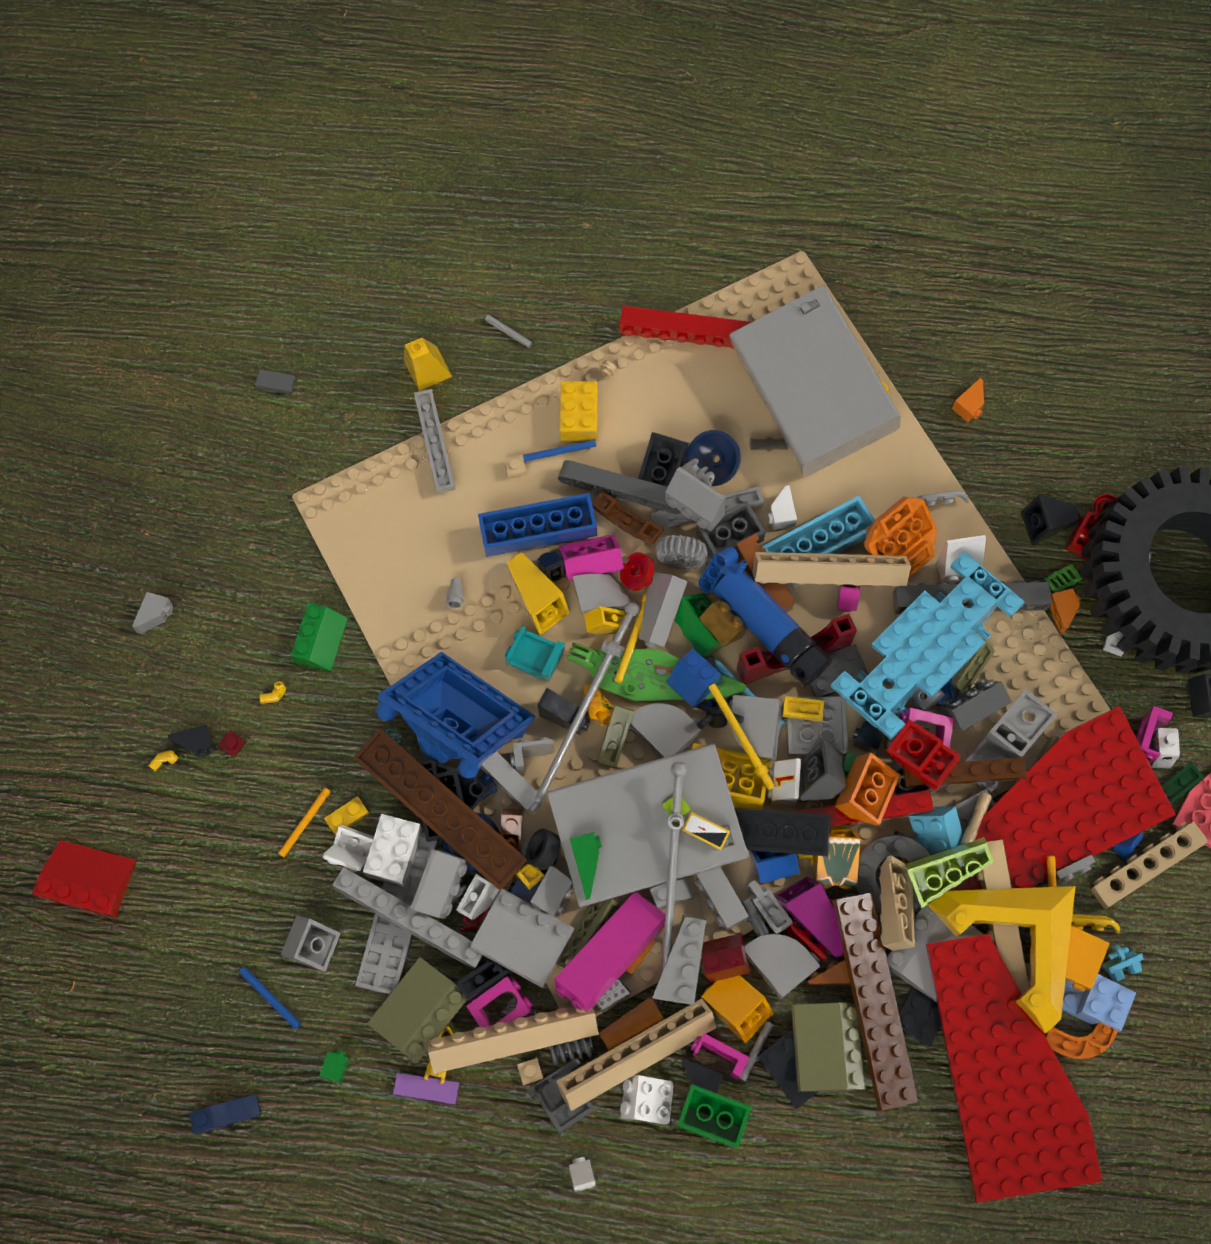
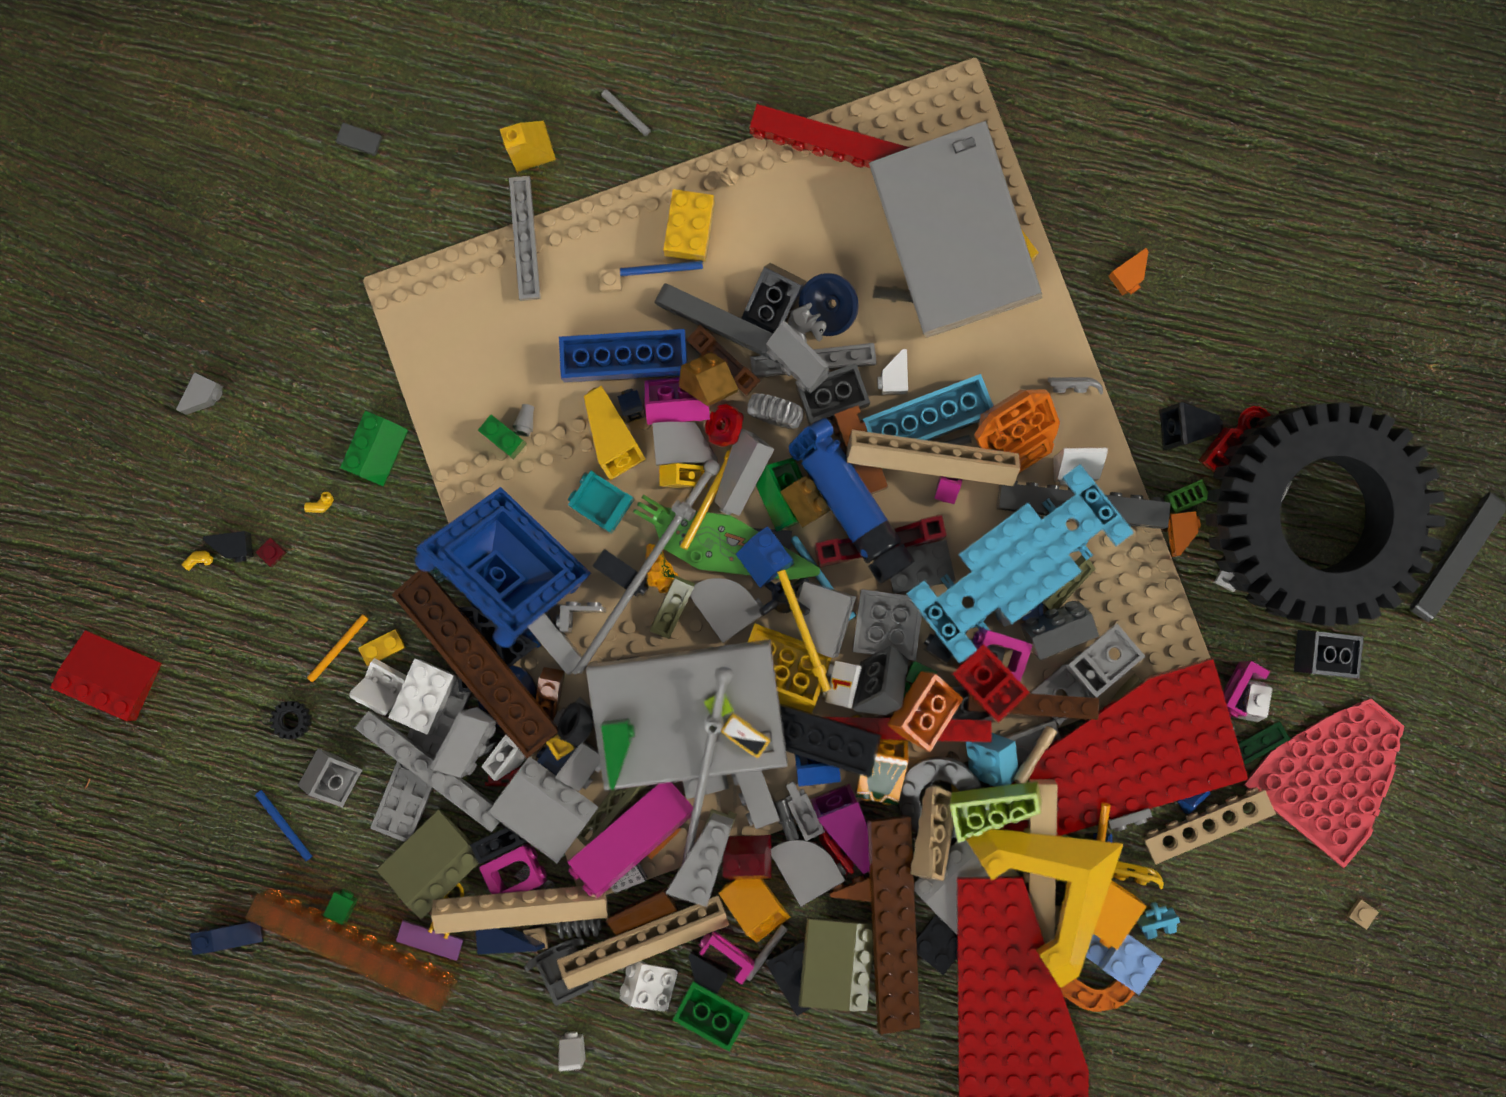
camera: 15 degrees right, 15 degrees up
(275, 903) = (303, 720): none -> black tyre
(347, 1103) = (352, 949): none -> clear orange brick
(436, 609) = (502, 436): none -> green brick
(496, 1074) = (505, 941): none -> dark blue slope
(616, 531) = (707, 379): none -> pearl gold slope
(803, 708) = (876, 606): yellow plate -> none

